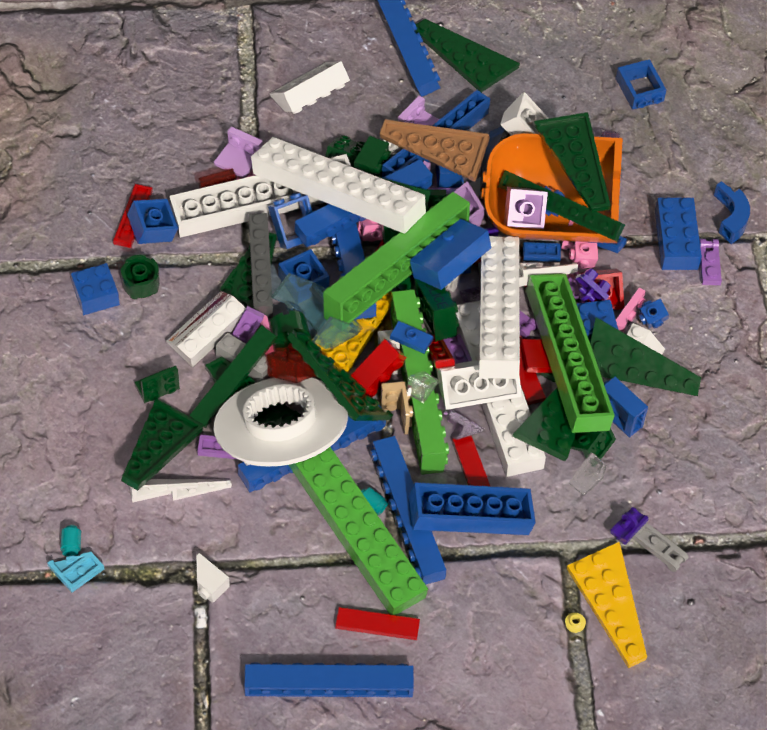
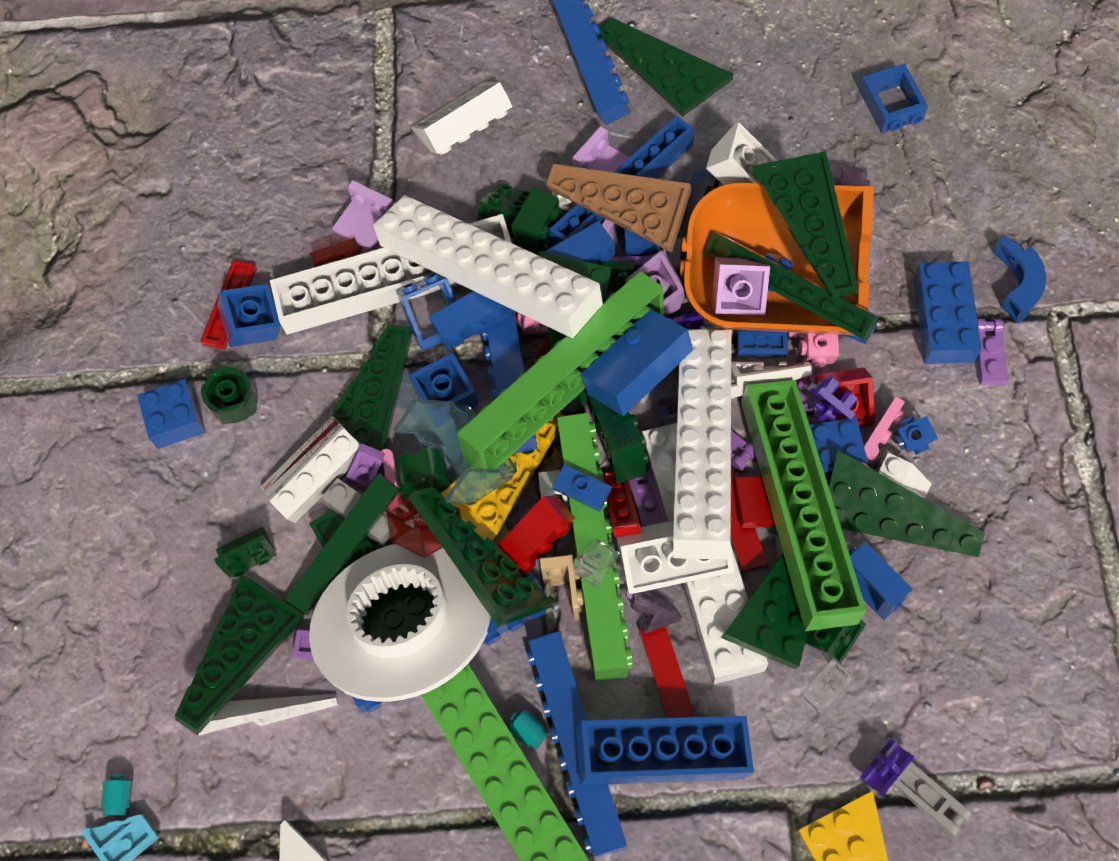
camera: 10 degrees right, 10 degrees up
(260, 264) = (385, 377): dark grey brick -> none

